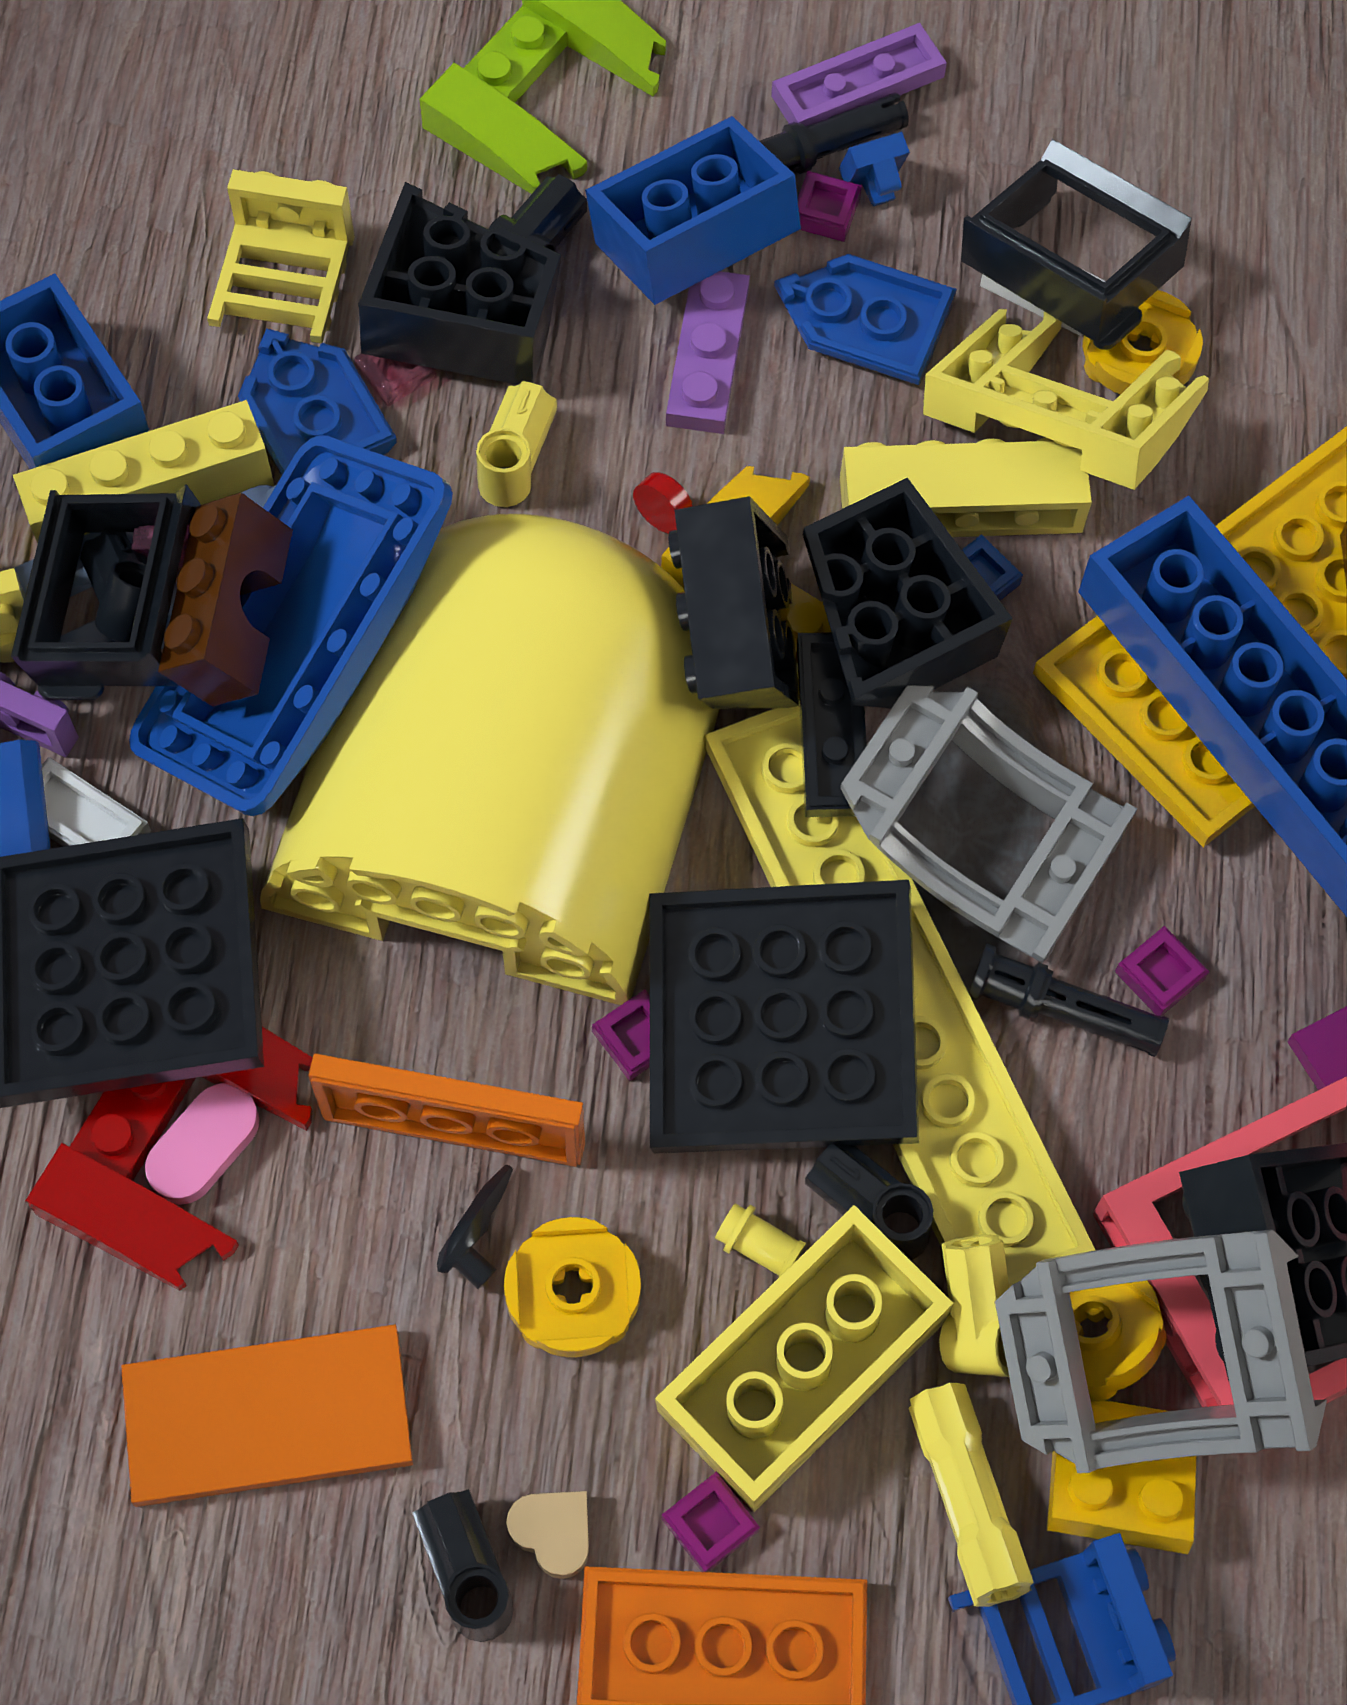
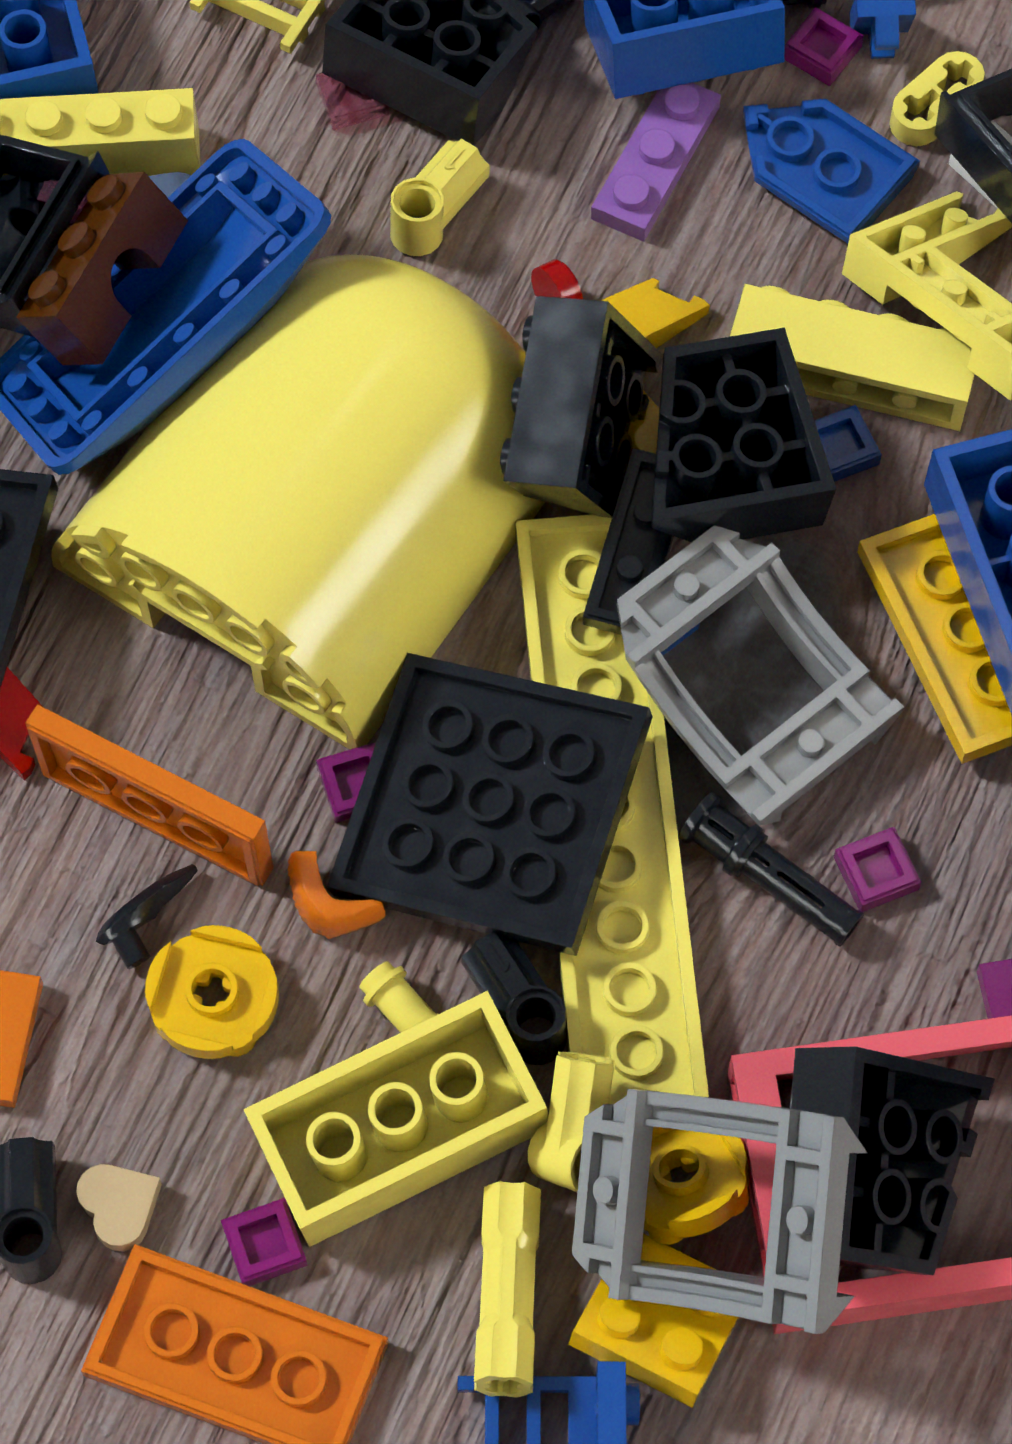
camera: 20 degrees right, 0 degrees up
(310, 393) = (261, 99): blue tile -> none
(645, 1168) = (321, 911): none -> orange hair
(939, 223) = (926, 92): none -> light yellow beam

